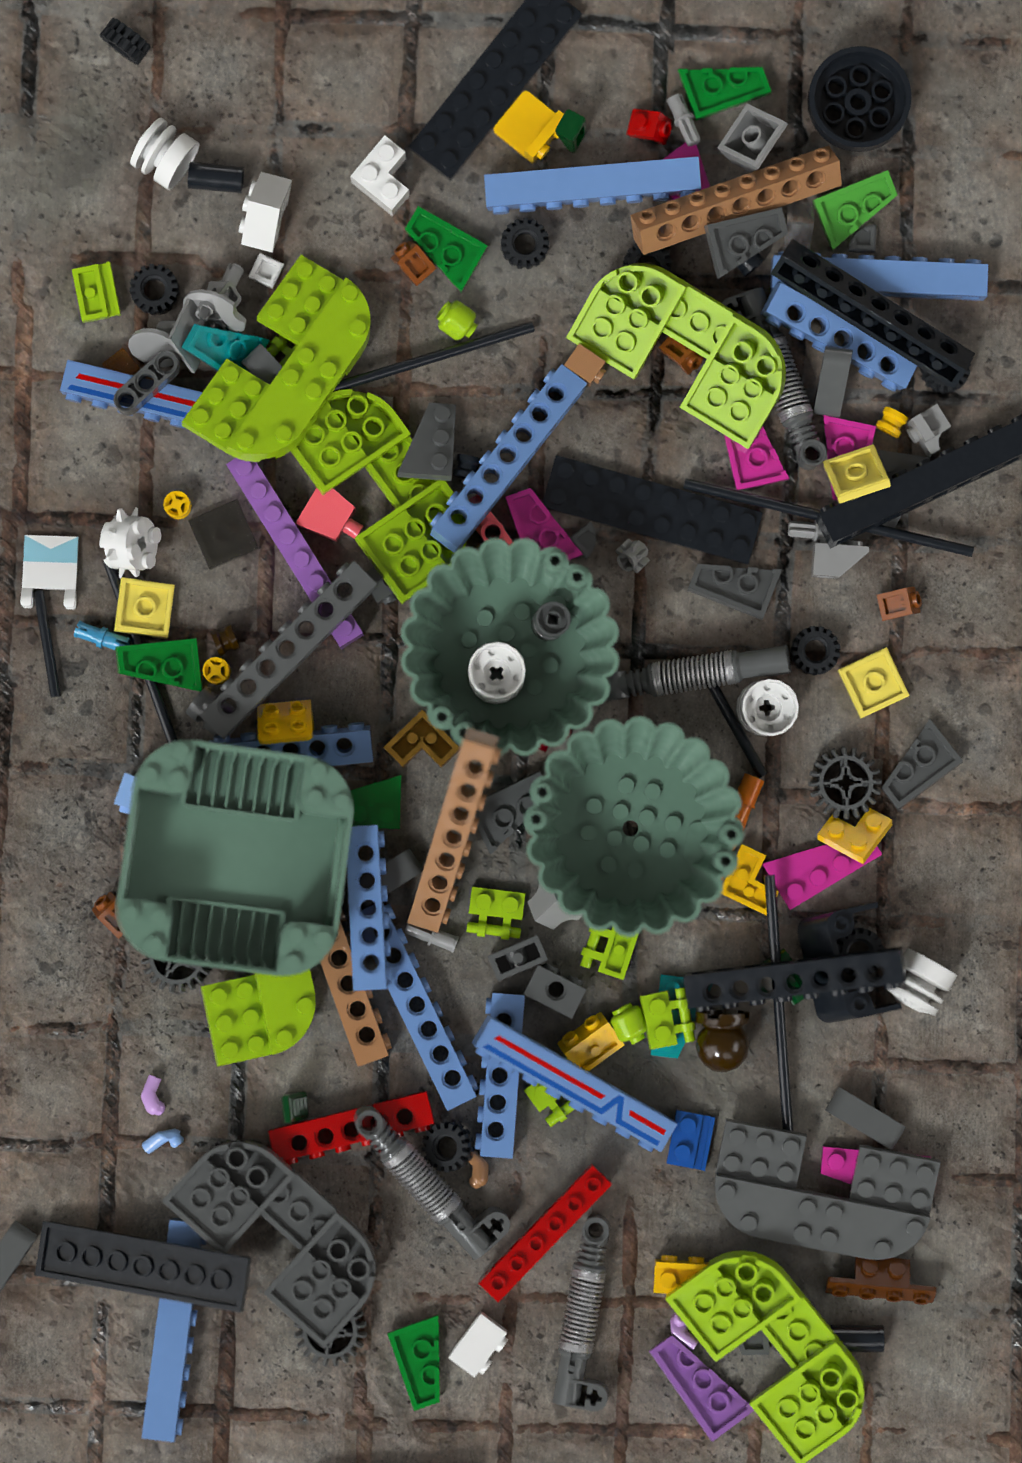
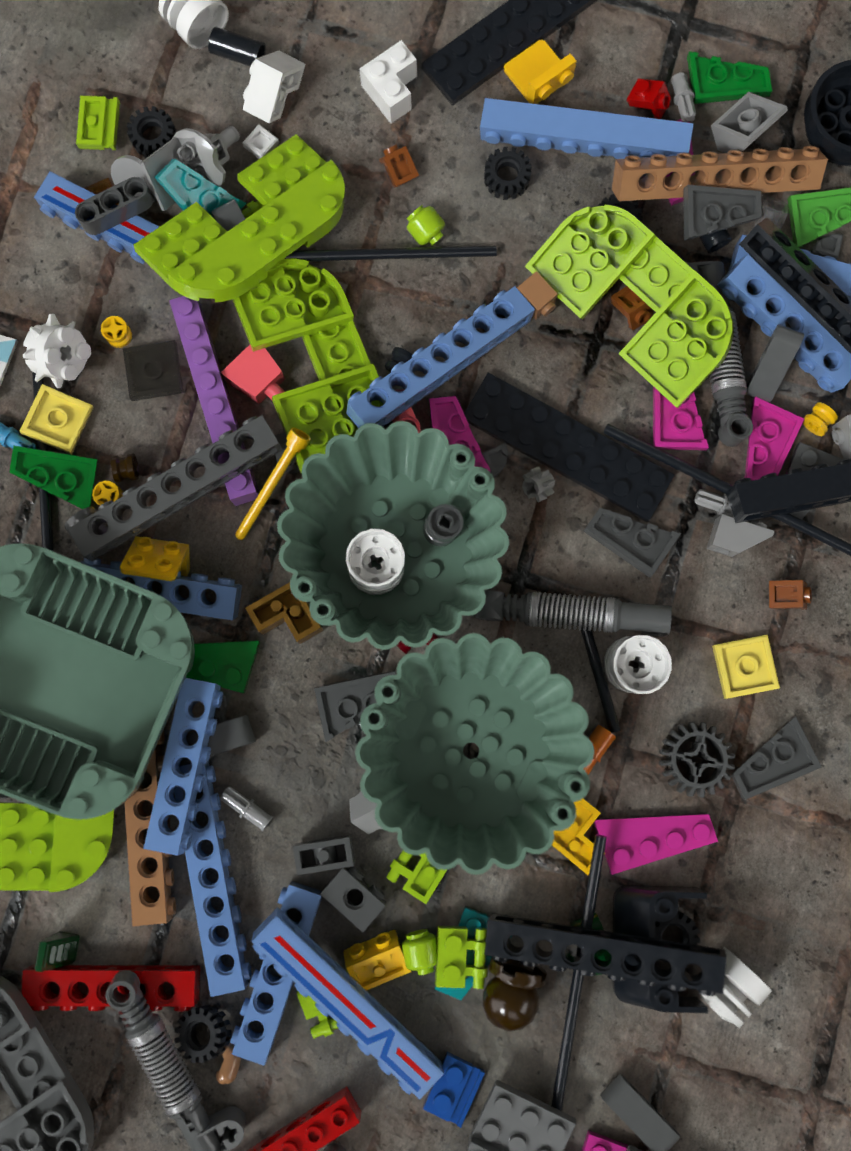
camera: 20 degrees right, 5 degrees down
(392, 576) = (296, 441): none -> yellow piece
(432, 446) = (371, 333): dark grey wing -> none
(446, 246) = (434, 158): green wing -> none
(475, 746) = (256, 767): medium nougat brick -> none
(497, 904) = (319, 793): lime plate -> none
(571, 130) = (578, 76): dark green slope -> none
(820, 634) = (710, 612): black tyre -> none
(856, 473) = (779, 456): light yellow tile -> none
(856, 841) = (696, 822): yellow plate -> none

